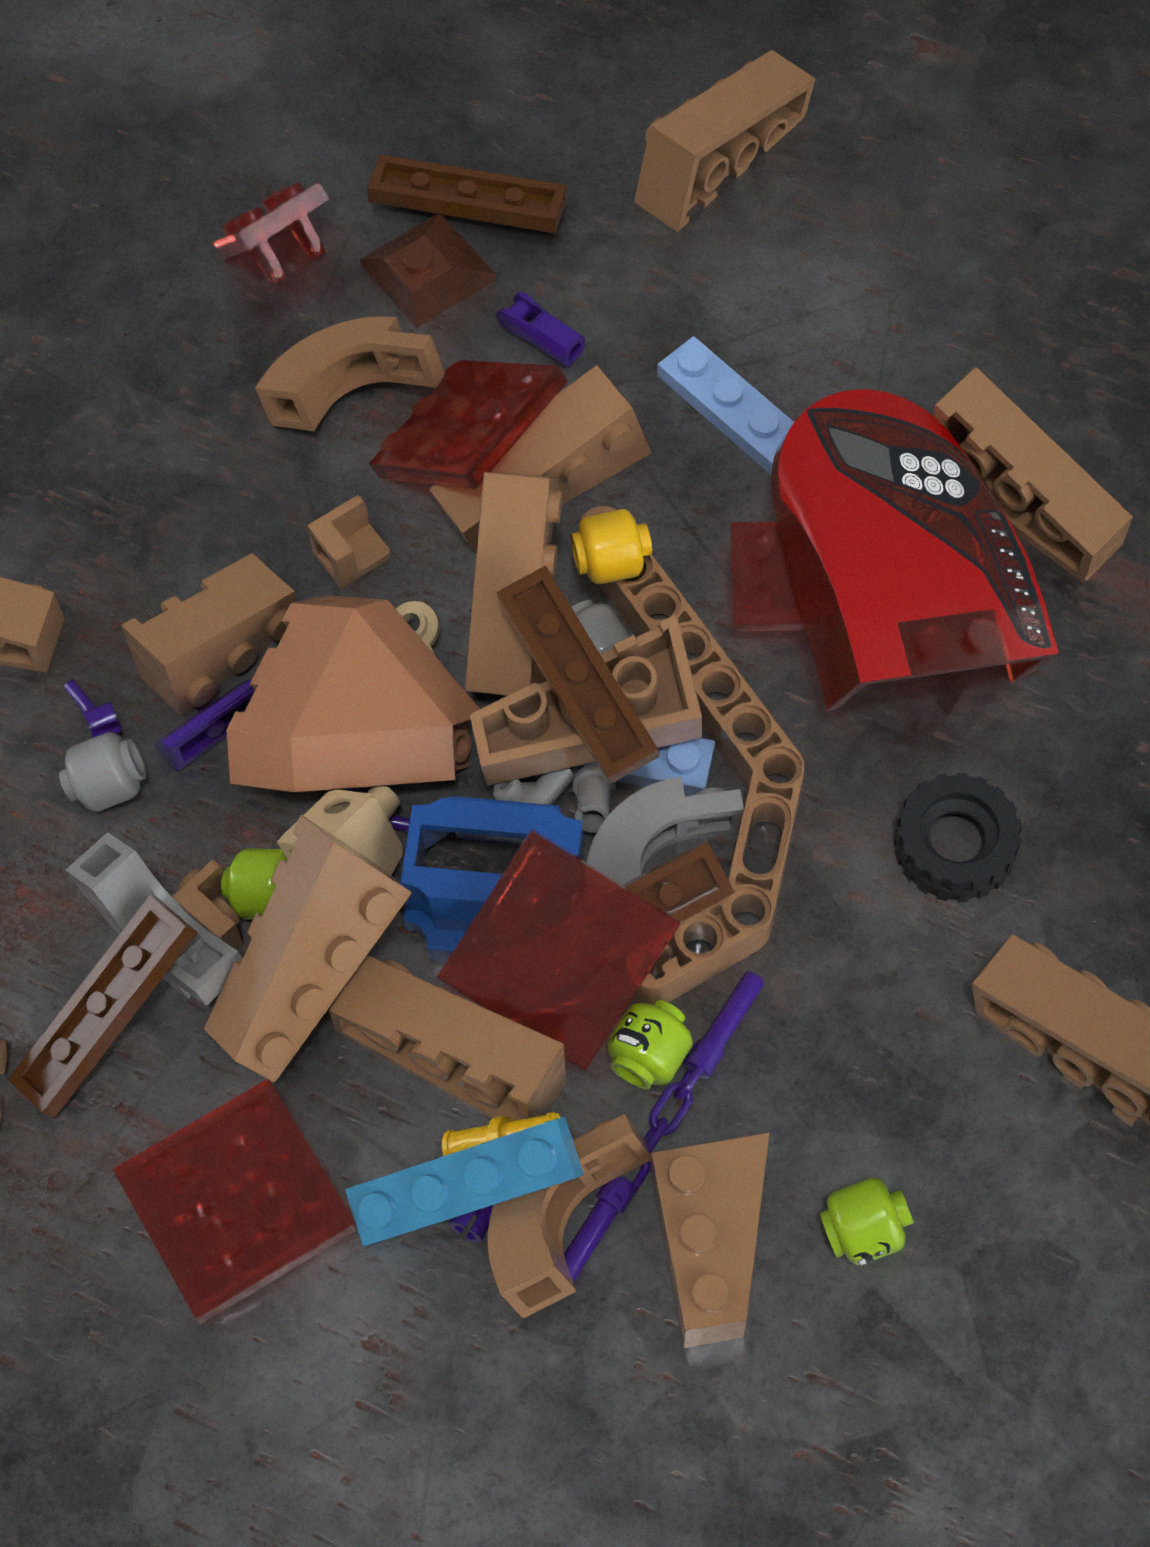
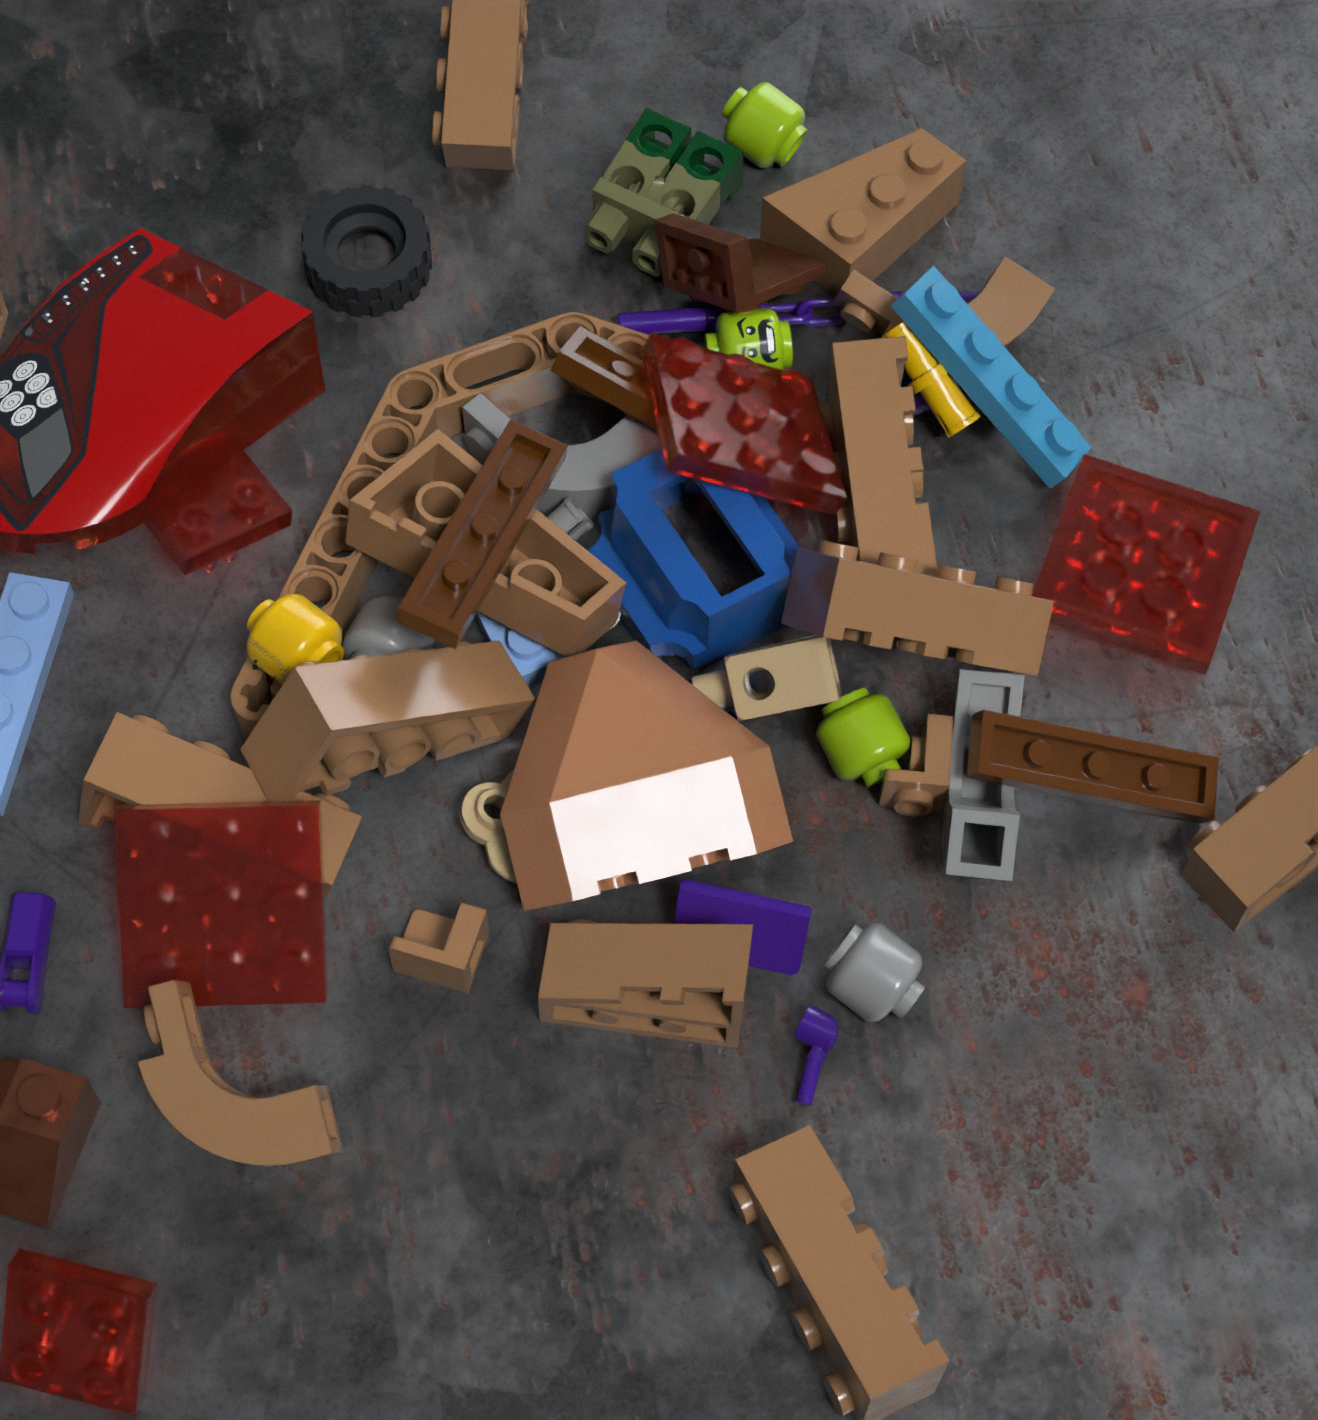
camera: 130 degrees left, 0 degrees up
(719, 1074) = (727, 267): none -> copper bracket
(855, 1089) = (657, 180): none -> olive hips

